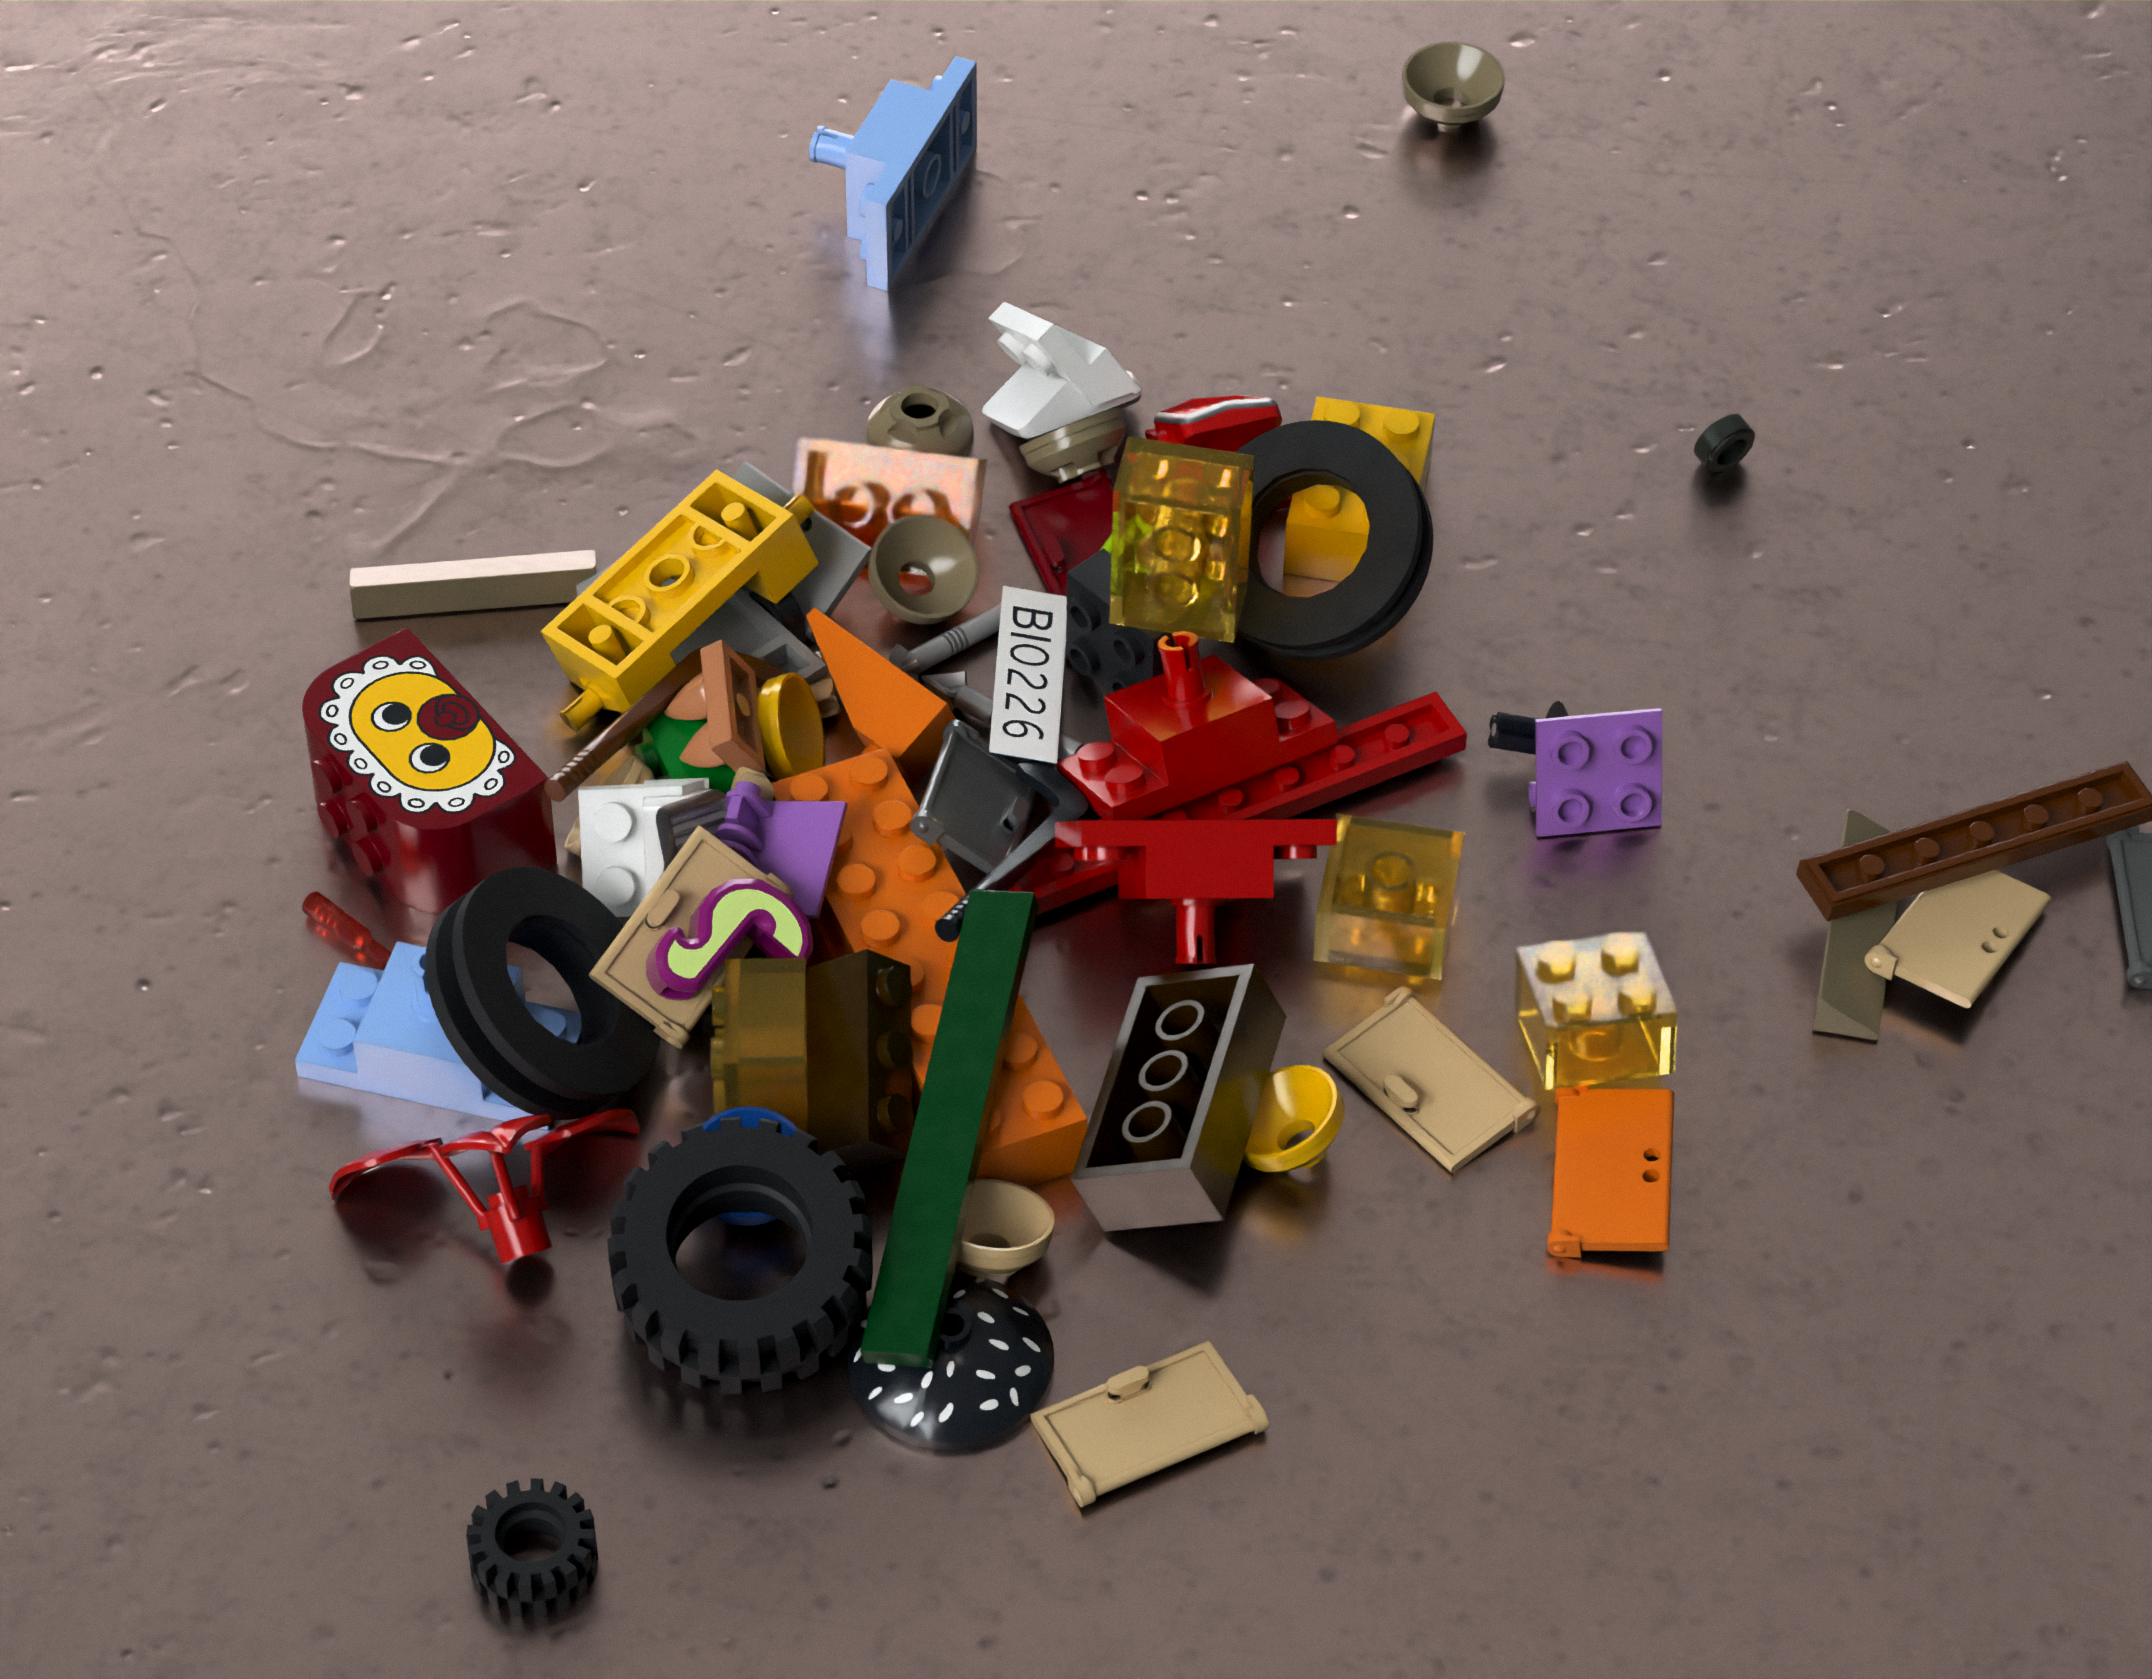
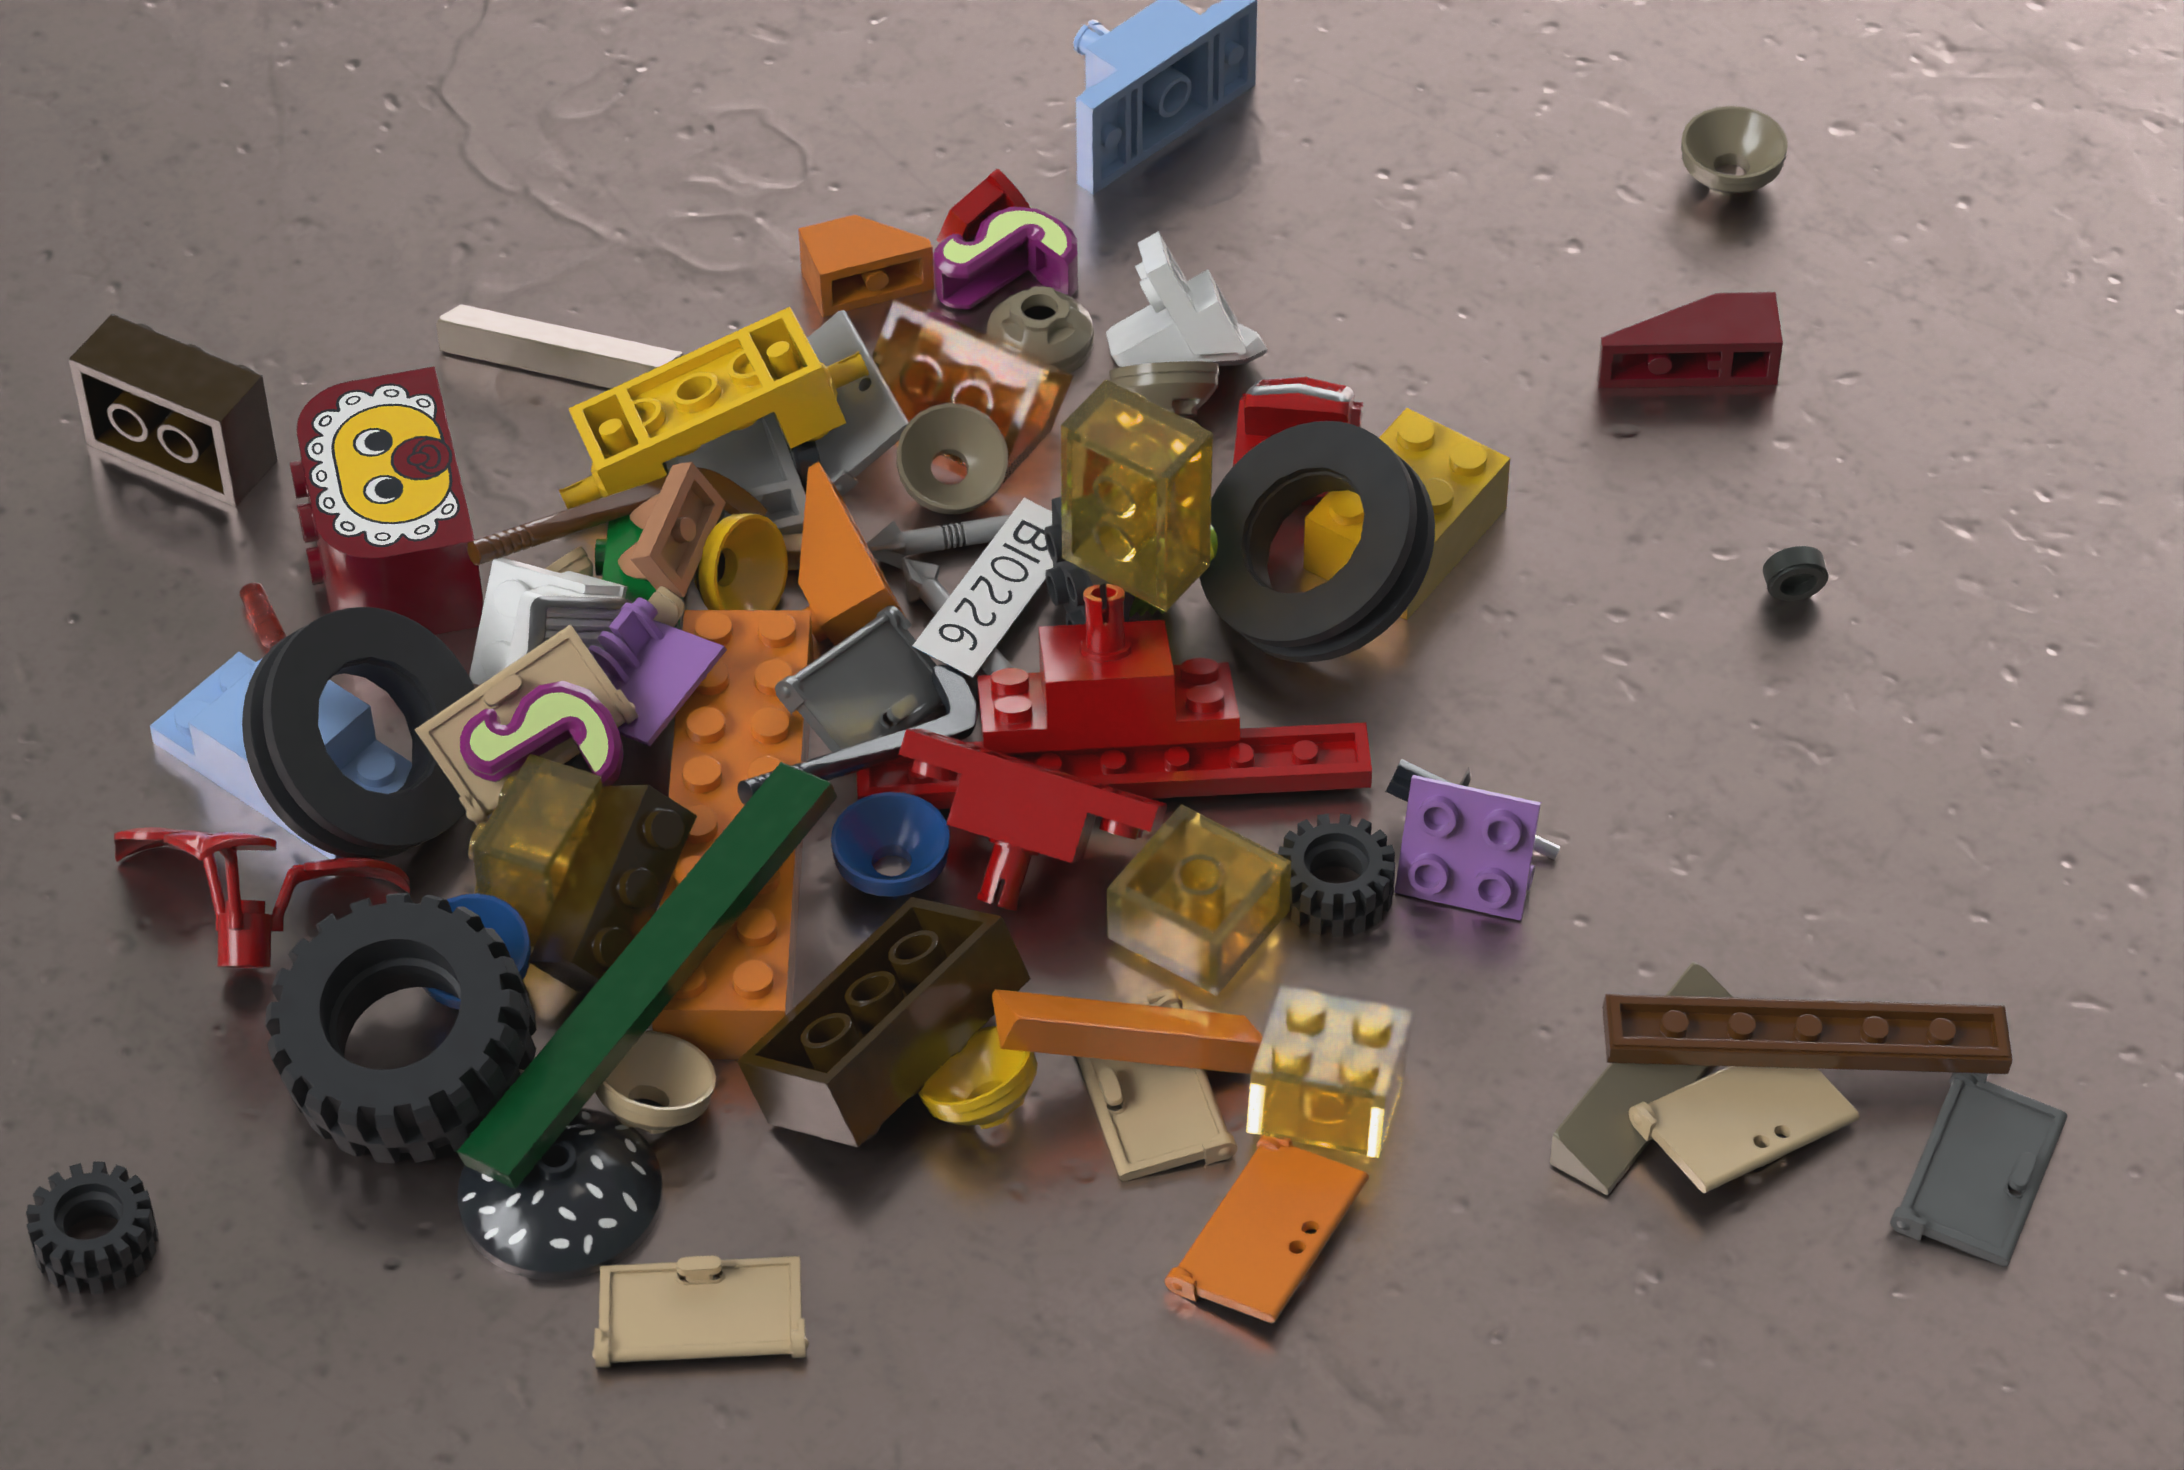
camera: 25 degrees right, 0 degrees up
(147, 750) = (173, 409): none -> dark brown brick
(720, 415) = (863, 263): none -> orange slope
(816, 324) = (988, 197): none -> red tile
(849, 358) = (1003, 250): none -> magenta animal
(1084, 922) = (890, 827): none -> blue piece
(1400, 1034) = (1125, 1031): none -> orange slope
(1497, 811) = (1342, 847): none -> black tyre
(1528, 263) = (1700, 344): none -> dark red slope

